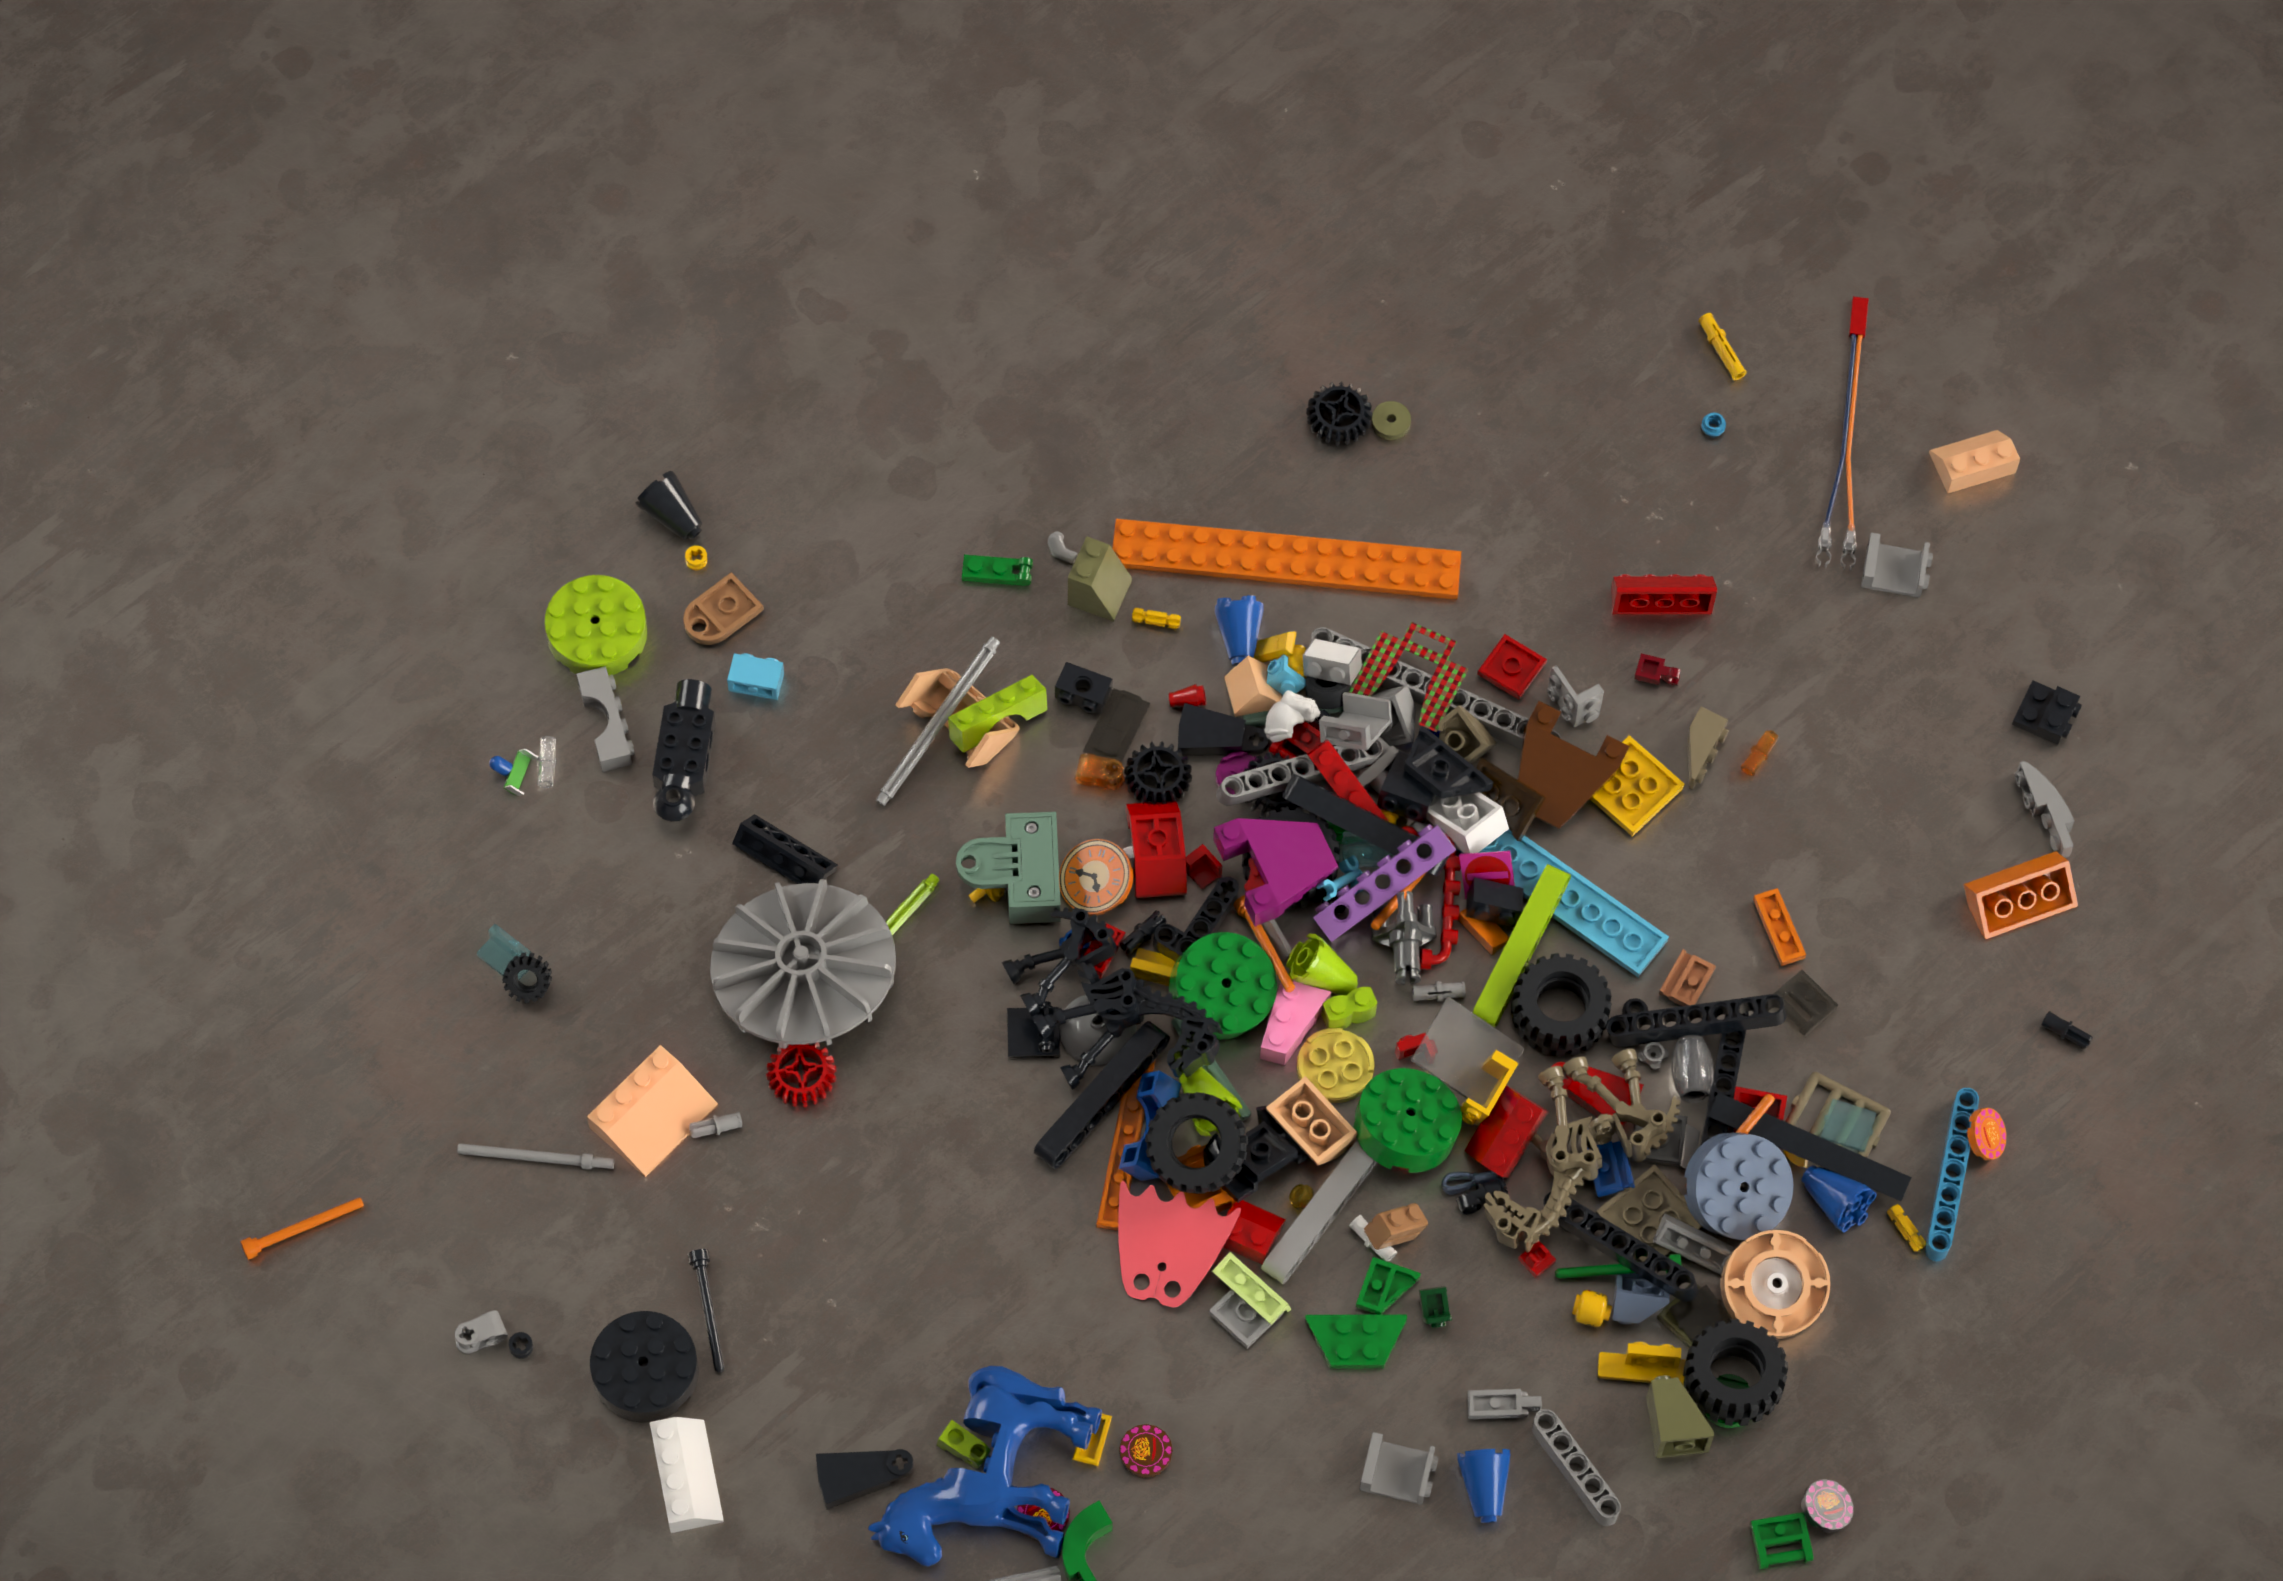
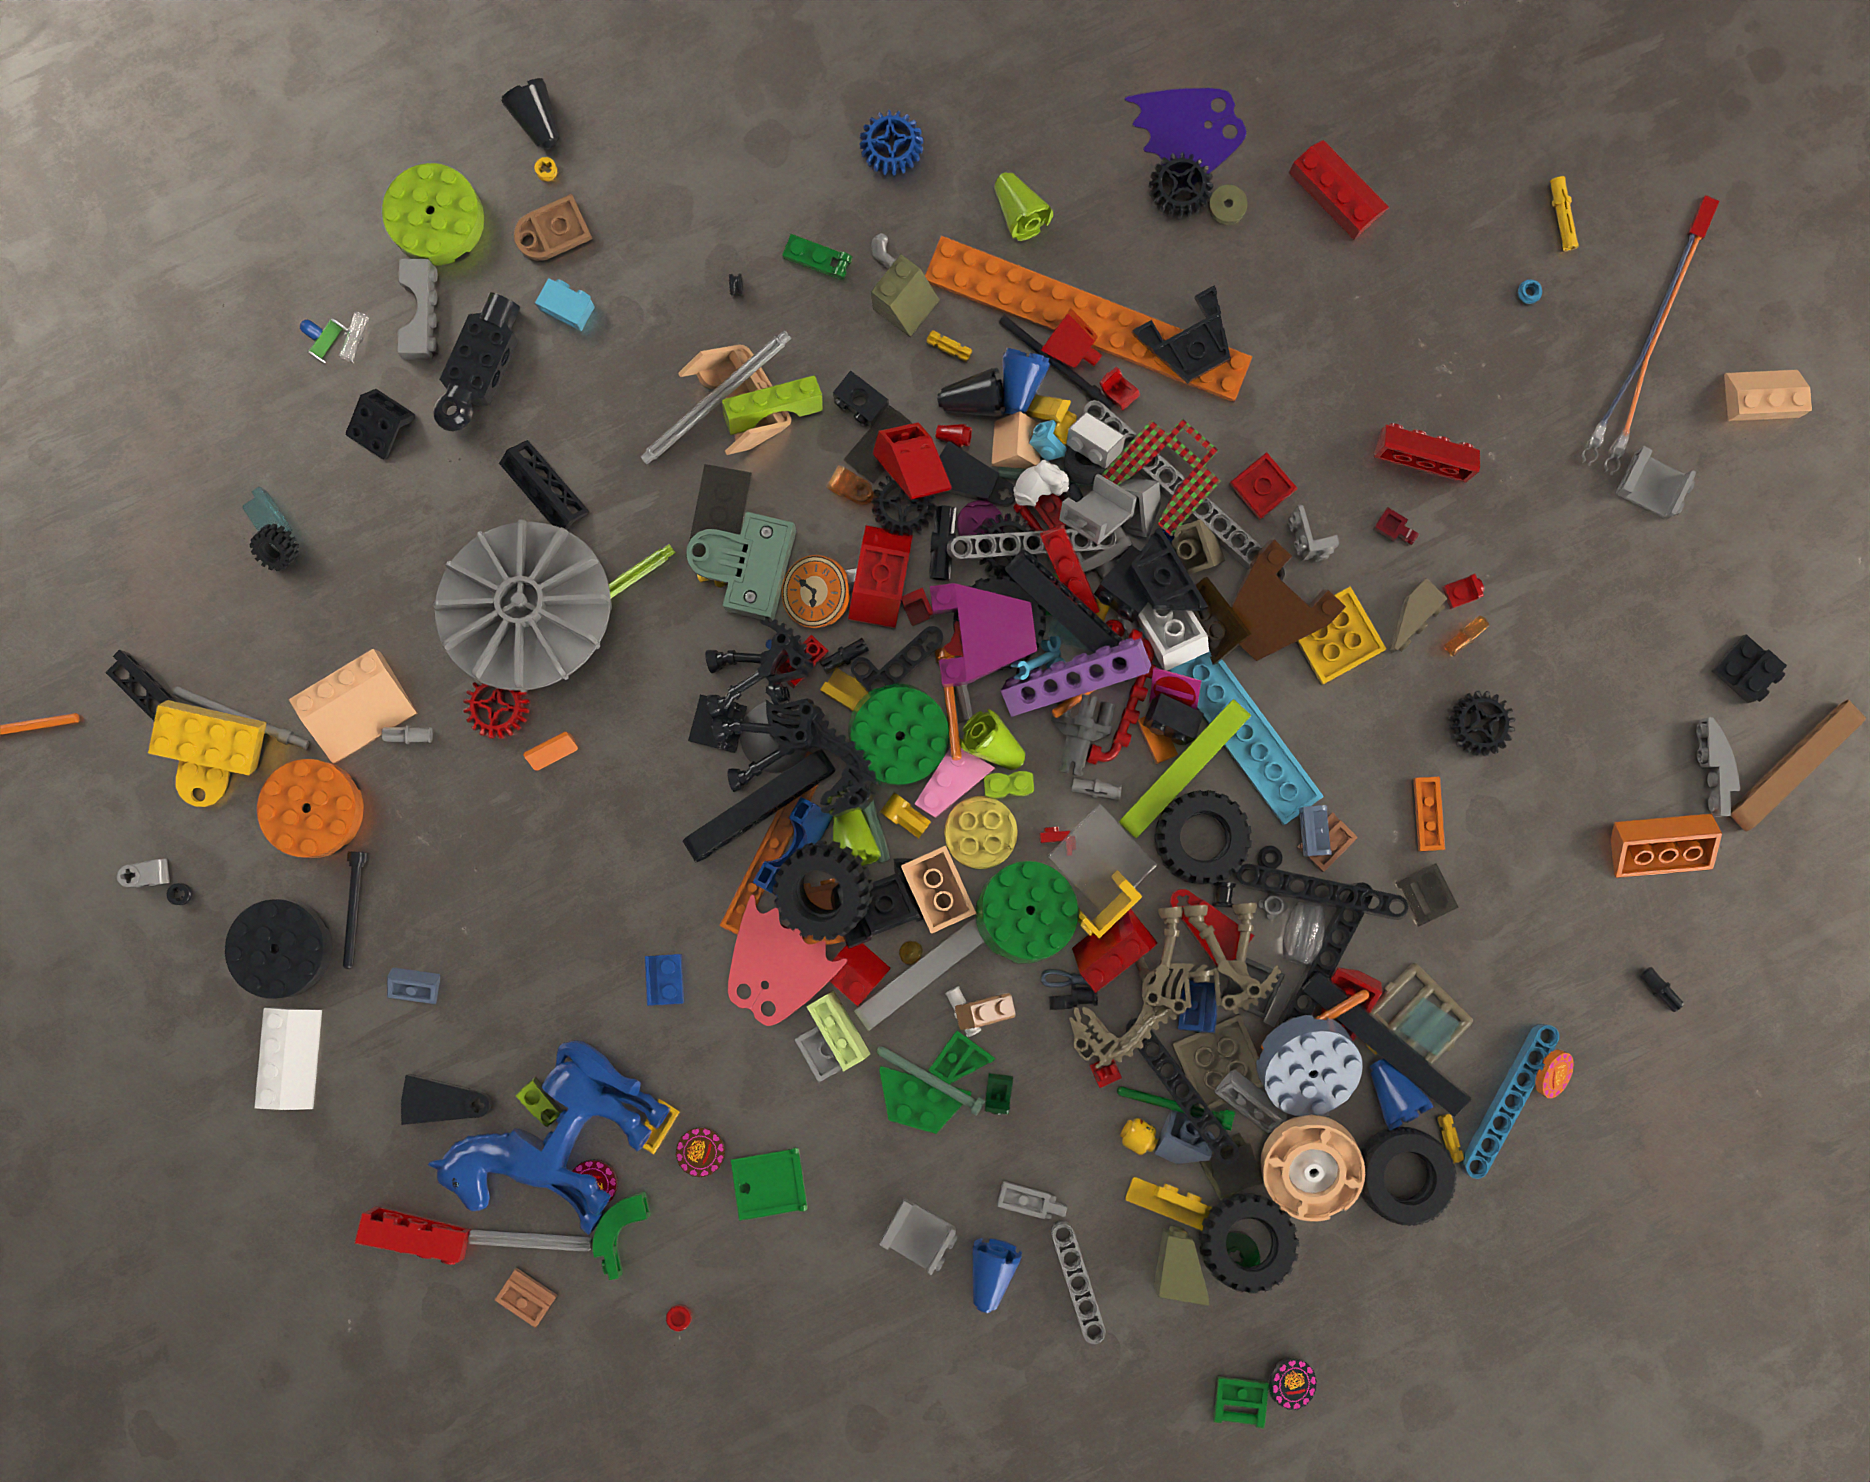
camera: 20 degrees right, 20 degrees up
(437, 1149) = (140, 675): none -> black fence
(514, 1183) = (207, 747): none -> yellow brick
(595, 837) = (377, 422): none -> black bracket
(637, 1221) = (286, 806): none -> orange piece
(794, 1370) = (413, 985): none -> sand blue slope
(870, 1101) = (551, 751): none -> orange slope
(923, 614) = (736, 284): none -> black bush
(969, 816) = (720, 502): none -> clear smoke tile
(1045, 434) = (881, 144): none -> blue gear
(1055, 1293) = (664, 979): none -> blue plate
(1154, 725) = (912, 460): none -> red slope
(1188, 471) = (1021, 207): none -> lime cone
(1196, 654) = (974, 395): none -> black cone
(1206, 799) = (943, 532): none -> black piece
(1232, 1462) = (773, 1183): none -> green container
(1247, 1064) = (902, 813): none -> yellow piece
(1279, 580) = (1072, 341): none -> red torso
(1312, 623) = (1092, 392): none -> black bar
(1317, 358) = (1177, 125): none -> dark purple piece
(1338, 614) = (1118, 389): none -> red bracket
(1362, 1311) = (937, 1083): none -> sand green bar
(1402, 556) = (1195, 348): none -> black wing
(1494, 379) = (1337, 188): none -> red slope
(1600, 1055) = (1223, 894): none -> black bush
(1670, 968) = (1314, 830): none -> sand blue hinge
(1743, 712) = (1464, 591): none -> red bracket
(1802, 815) = (1476, 716): none -> black gear
(1890, 1242) = (1439, 1182): none -> black tyre
(2123, 787) = (1797, 765): none -> medium nougat beam

